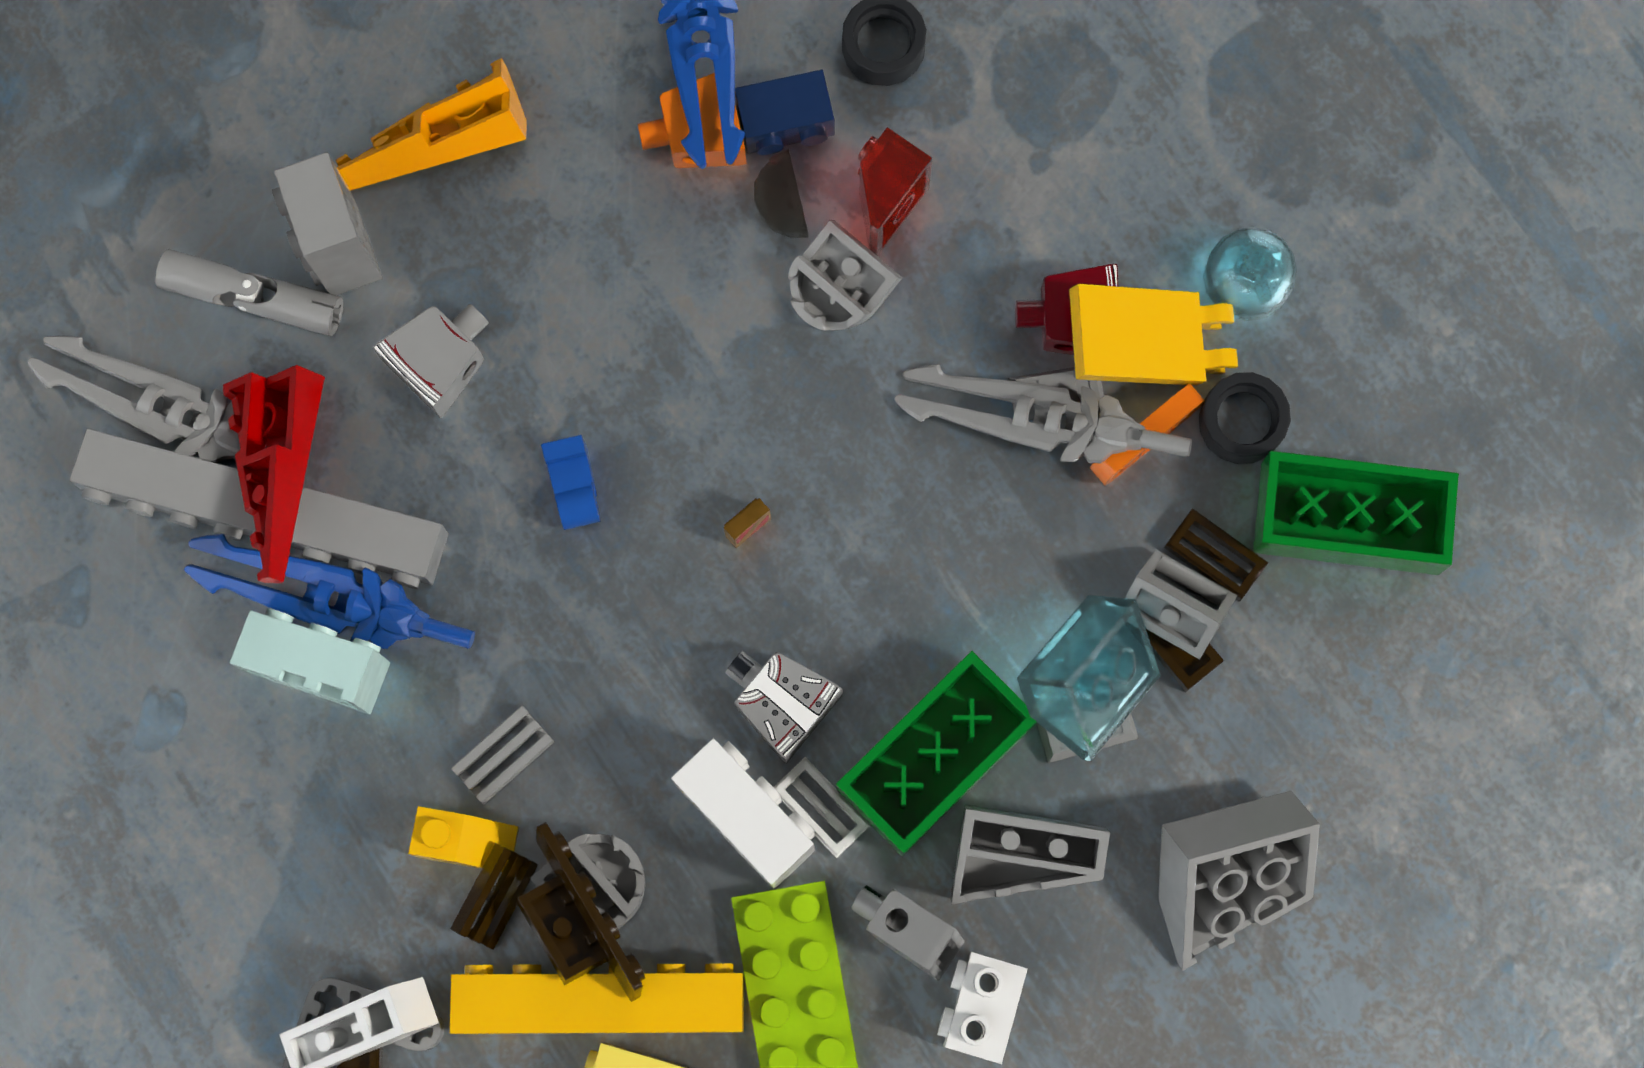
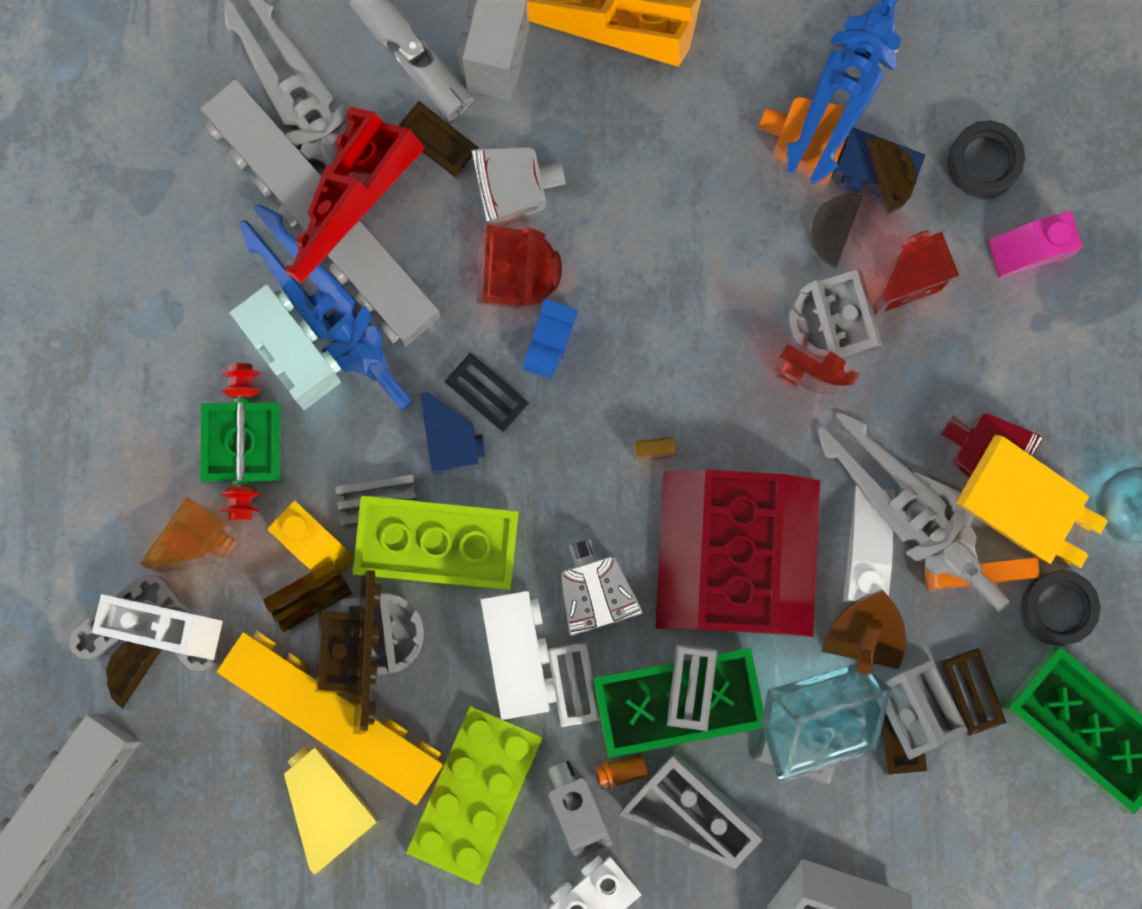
camera: 30 degrees right, 5 degrees up
(325, 787) = (240, 442): none -> green plate
(337, 917) = (190, 540): none -> clear orange slope
(338, 360) = (440, 139): none -> dark brown tile
(492, 435) = (516, 267): none -> clear red slope
(536, 644) = (449, 438): none -> dark blue slope
(582, 582) = (511, 414): none -> black tile
(589, 756) = (435, 542): none -> lime plate
(802, 105) = (893, 173): none -> dark brown tile
(846, 349) = (822, 378): none -> clear red slope
(895, 569) = (738, 552): none -> dark red slope
(925, 862) = (621, 772): none -> orange pin
(958, 764) = (687, 722): none -> light grey tile
(986, 88) = (1035, 244): none -> dark pink slope
(1025, 489) = (868, 550): none -> white slope
(1077, 562) = (869, 632): none -> reddish brown shield

